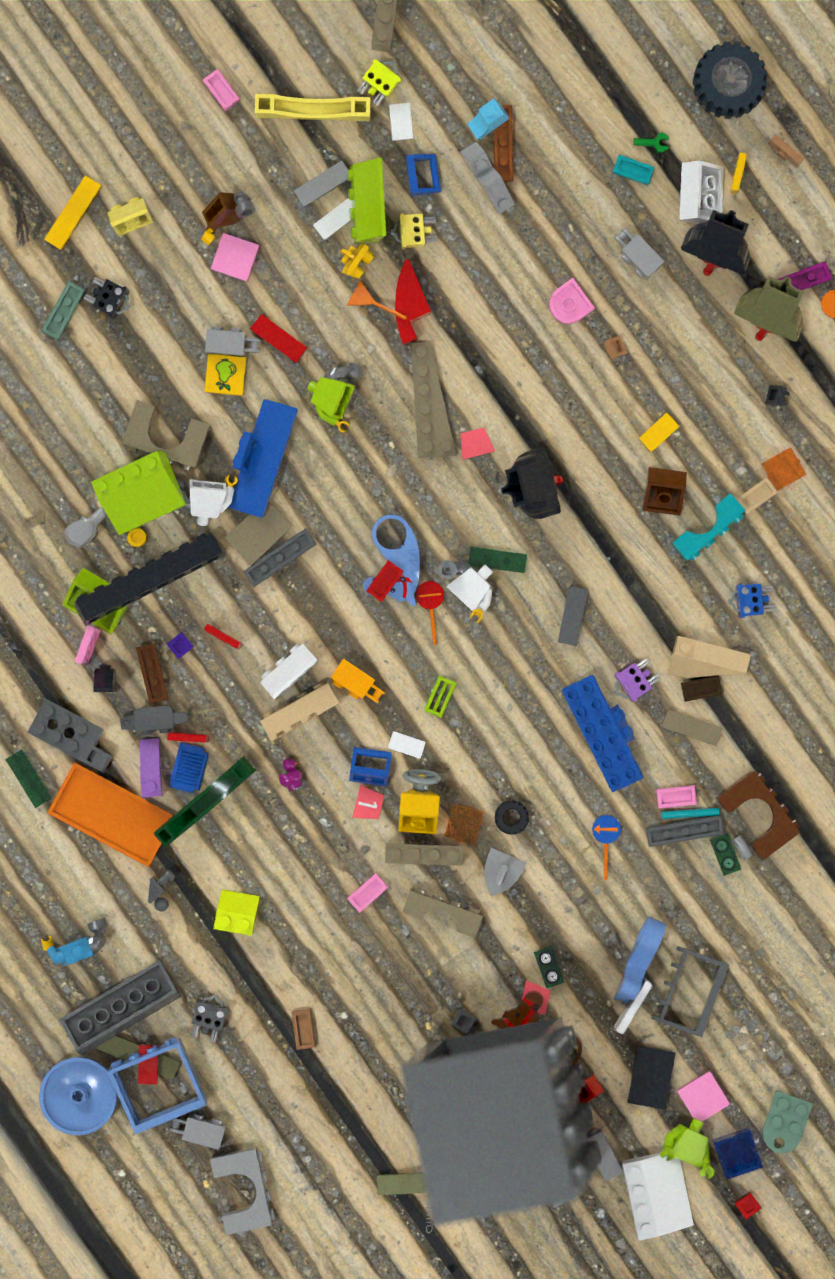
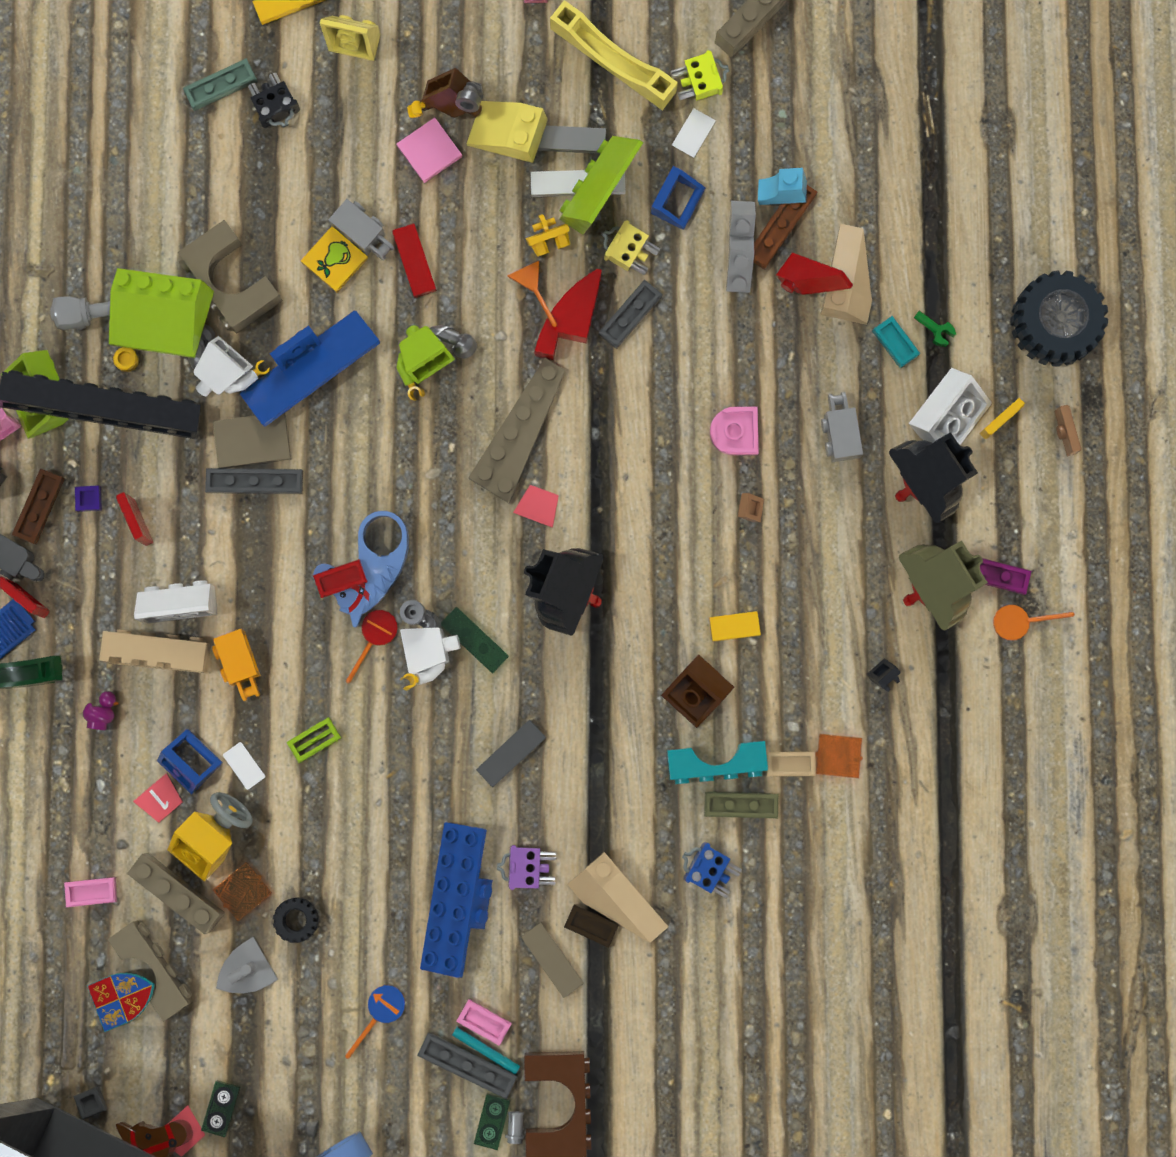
camera: 30 degrees right, 5 degrees down
(279, 207) = (508, 129): none -> light yellow slope
(436, 943) = (120, 998): none -> shield
(446, 274) = (630, 314): none -> dark grey tile
(549, 167) = (810, 276): none -> red slope
(574, 151) = (851, 258): none -> tan wedge
(743, 544) = (741, 805): none -> olive tile

